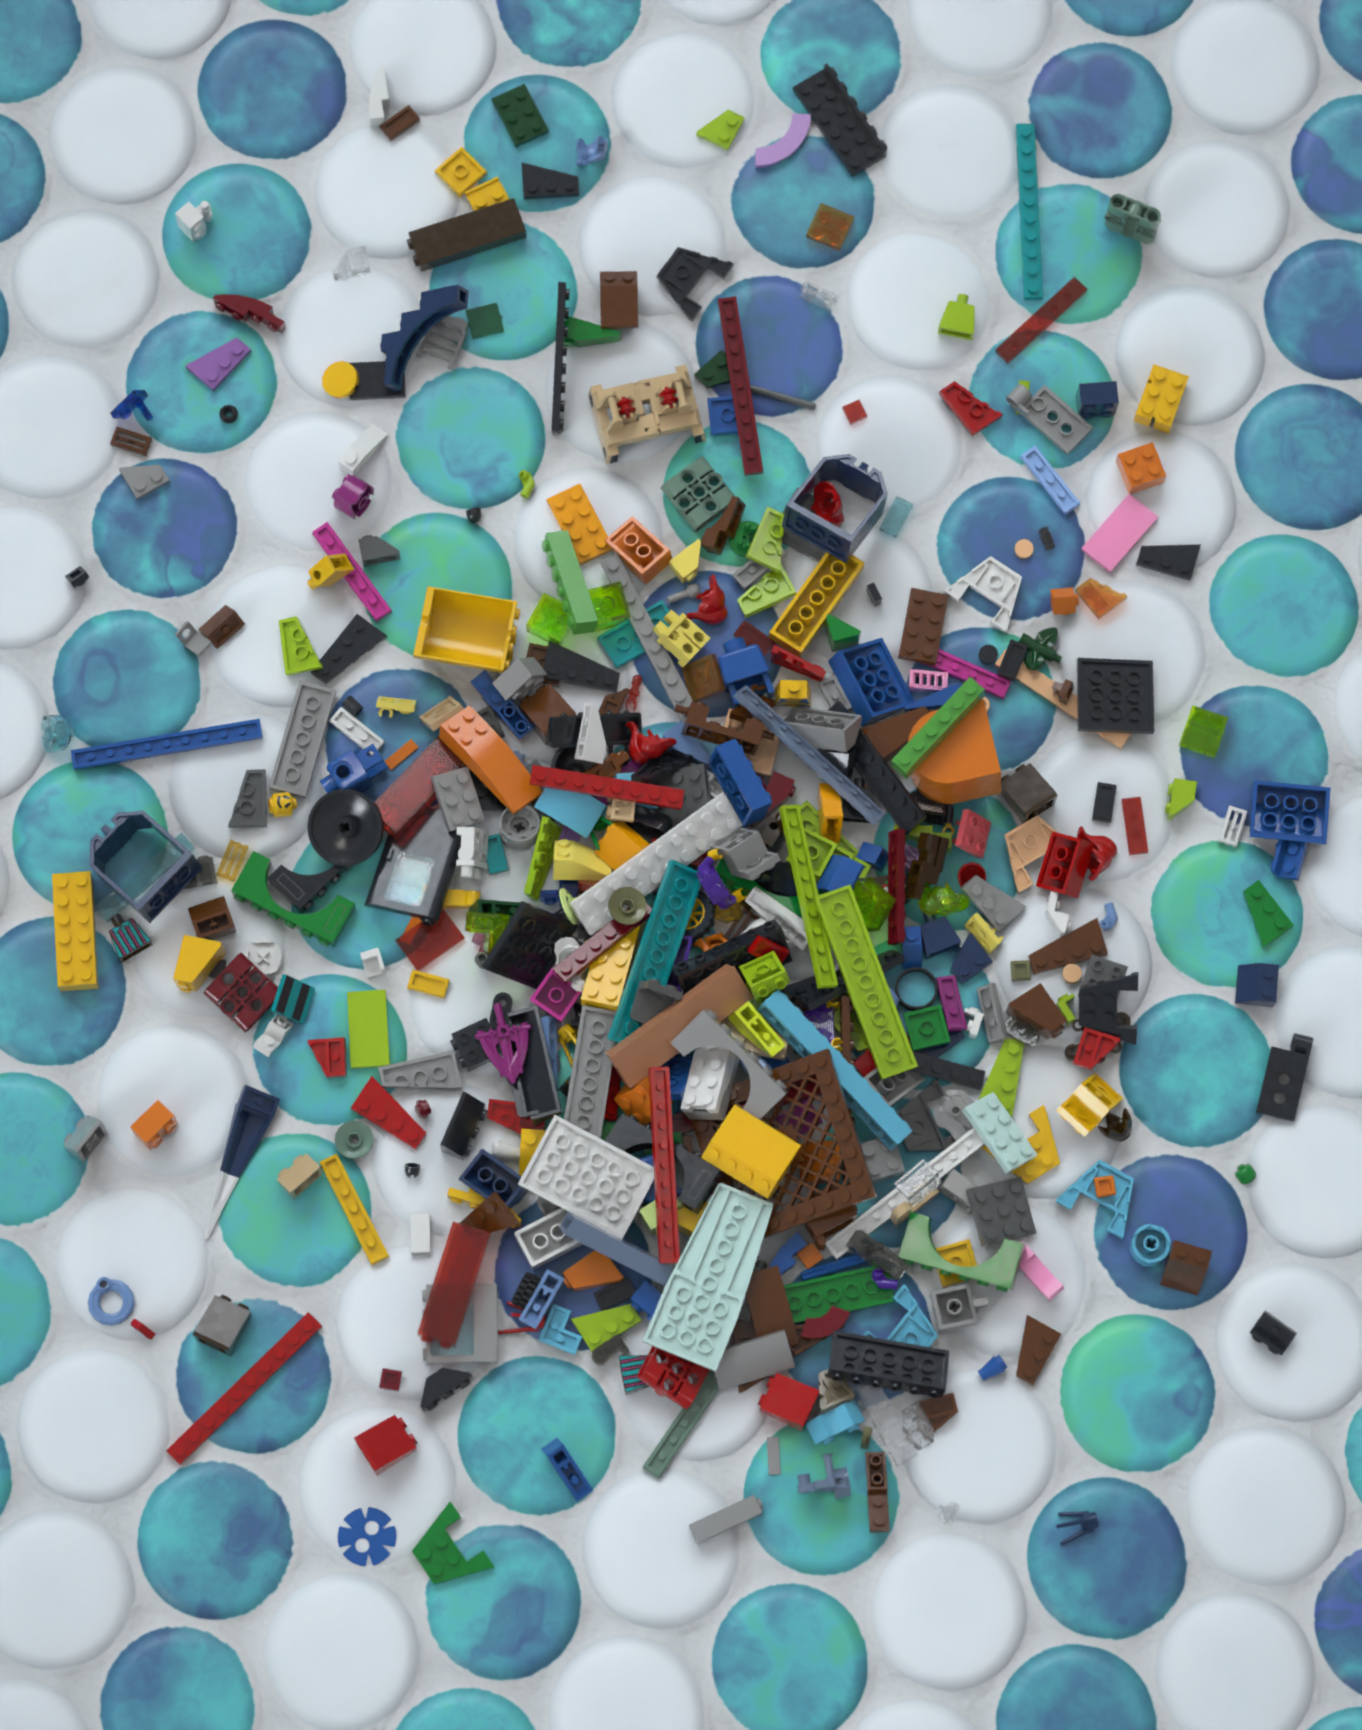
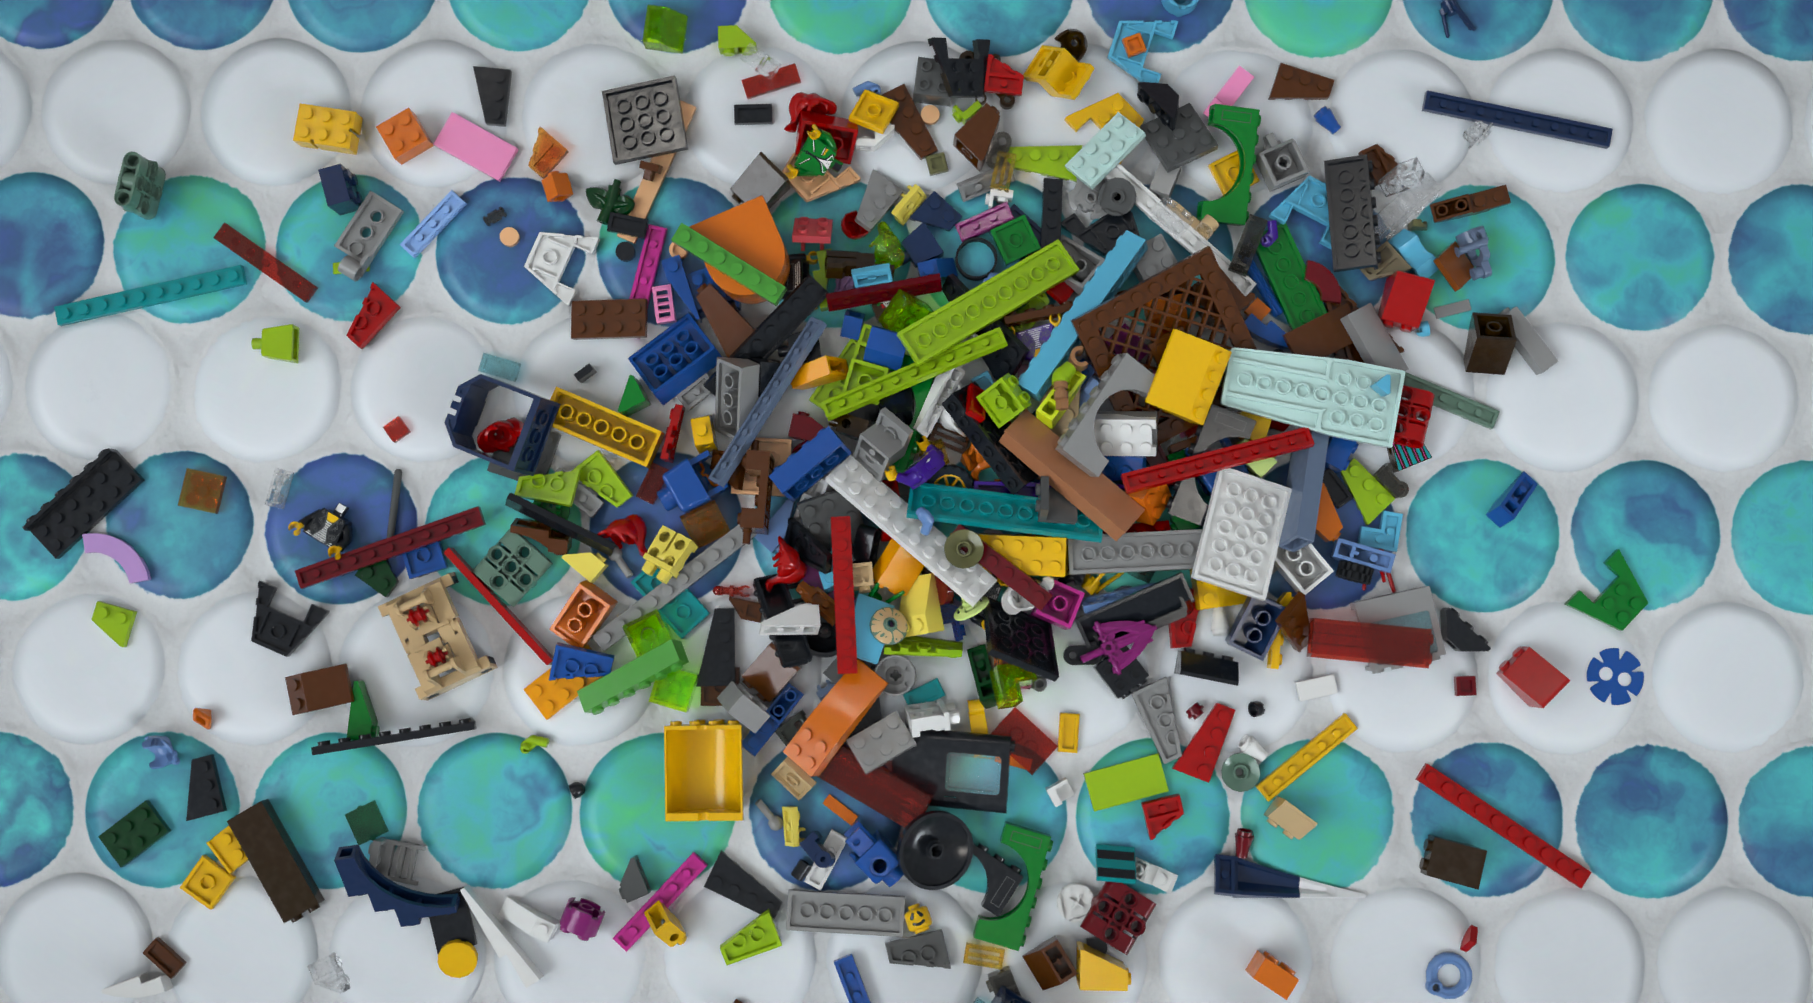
camera: 100 degrees left, 10 degrees up
(287, 1129) = (1243, 841): none -> dark red cone
(349, 421) = (501, 939): none -> white slope
(368, 722) = (816, 851): none -> dark blue leg
(374, 1157) = (1250, 746): none -> white cone
(403, 691) = (775, 821): none -> light grey bar
(559, 823) = (882, 631): none -> tan dish
(594, 537) = (579, 662): none -> blue wing
(615, 192) = (202, 717): none -> orange slope
(662, 476) = (499, 606): none -> red tile
(663, 875) = (926, 519): none -> medium blue arm
(705, 1340) = (1382, 386): none -> medium azure slope
(729, 543) = (560, 524): none -> black tile
(729, 1474) = (1489, 343): none -> dark brown slope
(758, 1419) = (1424, 329): none -> medium azure hinge
(770, 333) = (328, 528): none -> black torso
(775, 1031) = (1062, 376): none -> medium nougat piece
(793, 971) = (983, 380): none -> medium azure tile
(809, 1459) = (1454, 268): none -> dark orange tile
(913, 875) = (871, 274): none -> medium azure tile
(948, 1126) = (1107, 200): none -> dark grey plate
(957, 1563) = (1517, 119): none -> dark blue plate
(980, 1028) = (1000, 186): none -> clear yellow tile
(1039, 1200) = (1161, 101): none -> black slope
(1044, 846) = (815, 155): none -> green torso
(1082, 915) = (873, 111): none -> yellow tile
(1153, 816) = (760, 61): none -> clear slope

